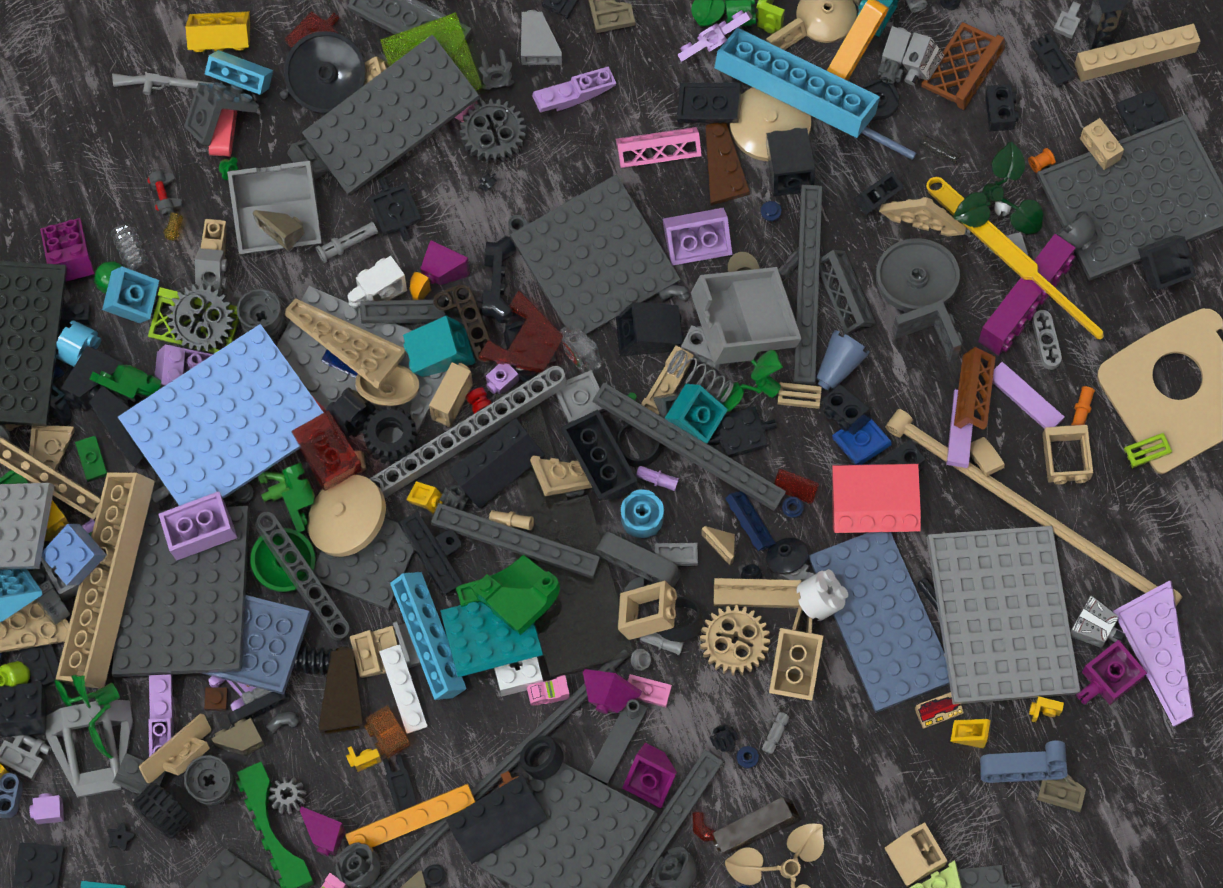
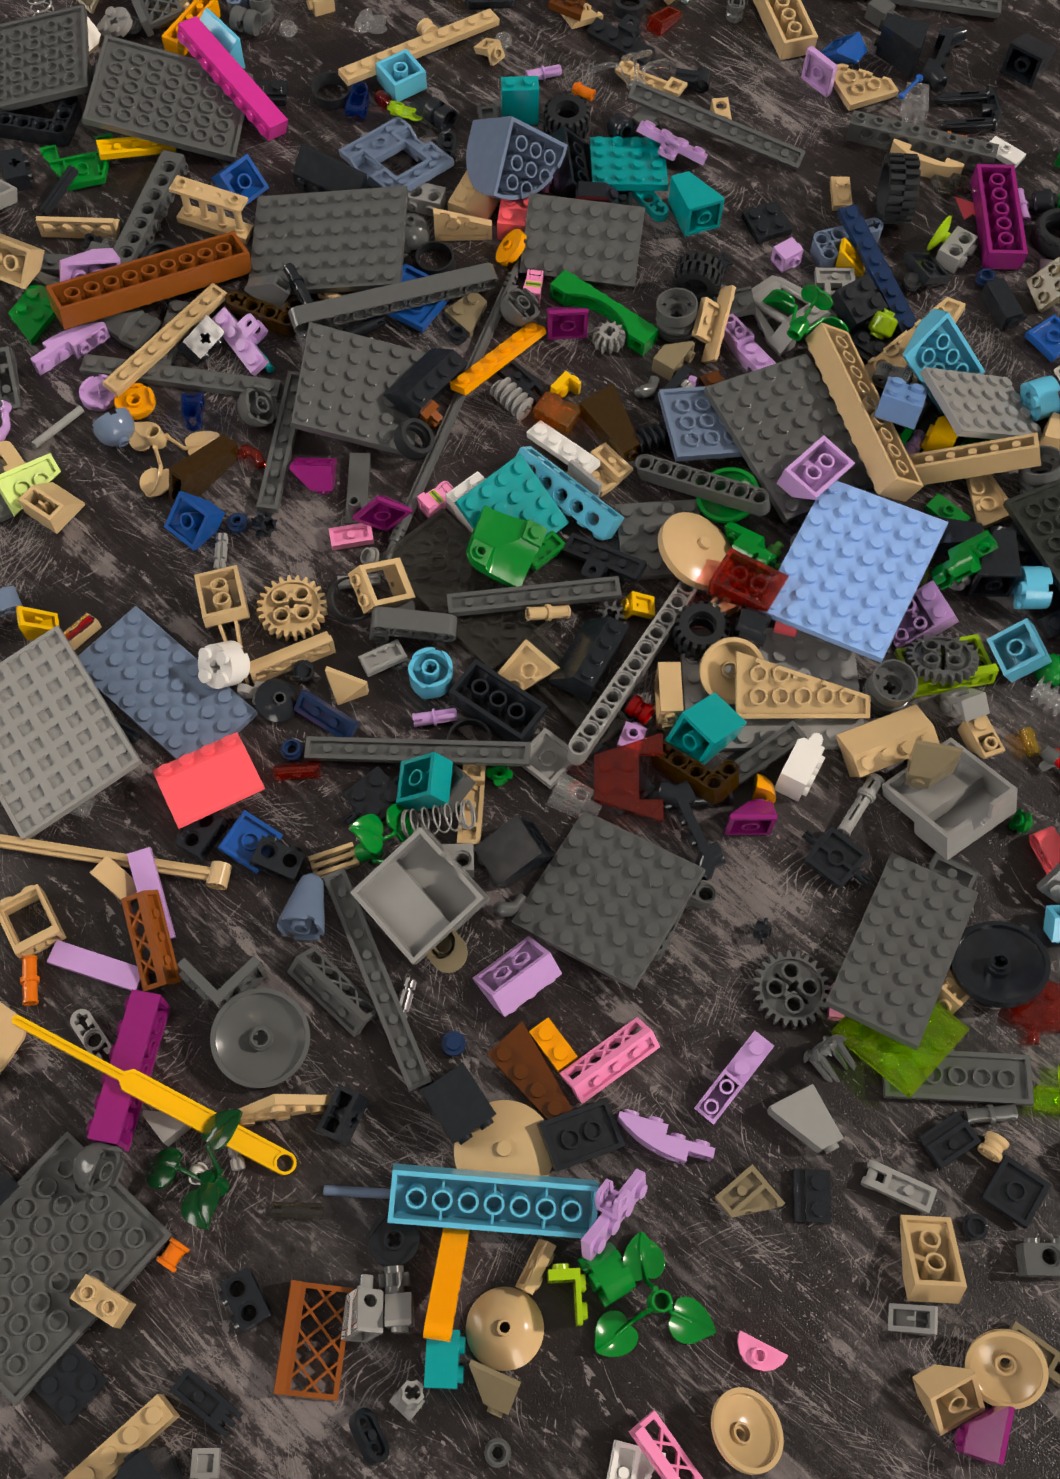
camera: 150 degrees right, 5 degrees down
(294, 273) = (884, 740): none -> tan slope
(419, 768) = (512, 398): none -> light grey piece
(654, 77) = (653, 1136): none -> lavender slope
(695, 177) = (553, 1044): none -> light orange plate
(787, 773) = (193, 519): none -> blue slope

